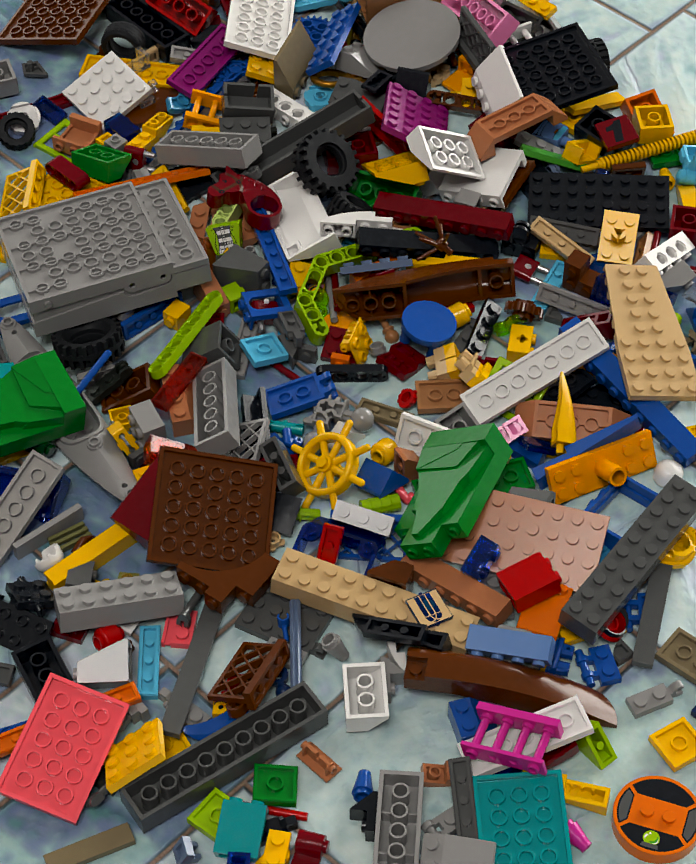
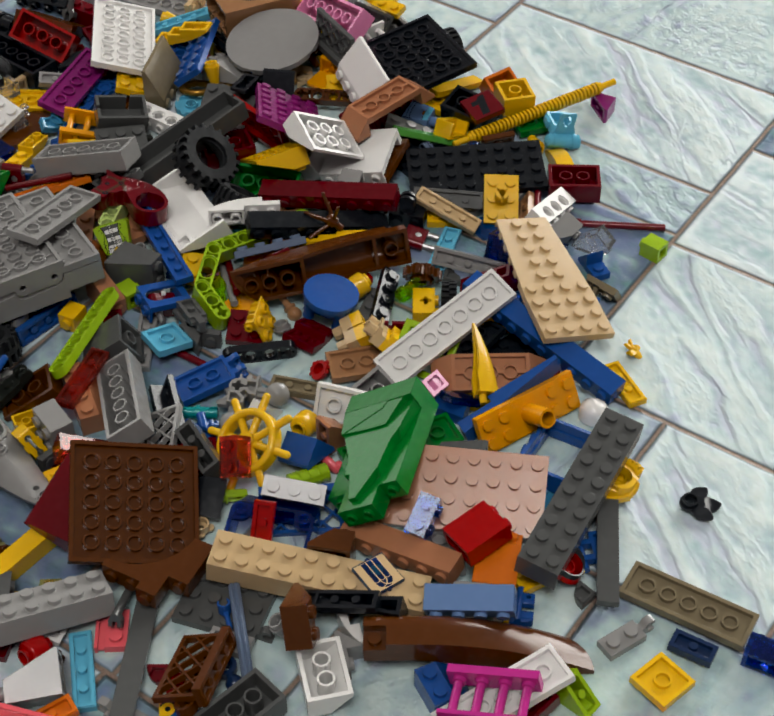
camera: 10 degrees left, 5 degrees down
(159, 168) = (40, 181): none -> dark red bar
(168, 212) = (53, 215): none -> light grey plate
(214, 672) = (156, 672): none -> dark red tile
(312, 478) = (235, 457): none -> clear red brick
(322, 17) = (188, 31): none -> yellow slope
(337, 358) = (243, 339): orange plate -> none
(346, 63) = (212, 71): none -> yellow cone
(348, 642) = (298, 620): none -> reddish brown slope
(546, 332) = (448, 291): none -> black tyre
(577, 275) = (468, 236): reddish brown brick -> none
(603, 664) = (567, 609): blue plate -> none

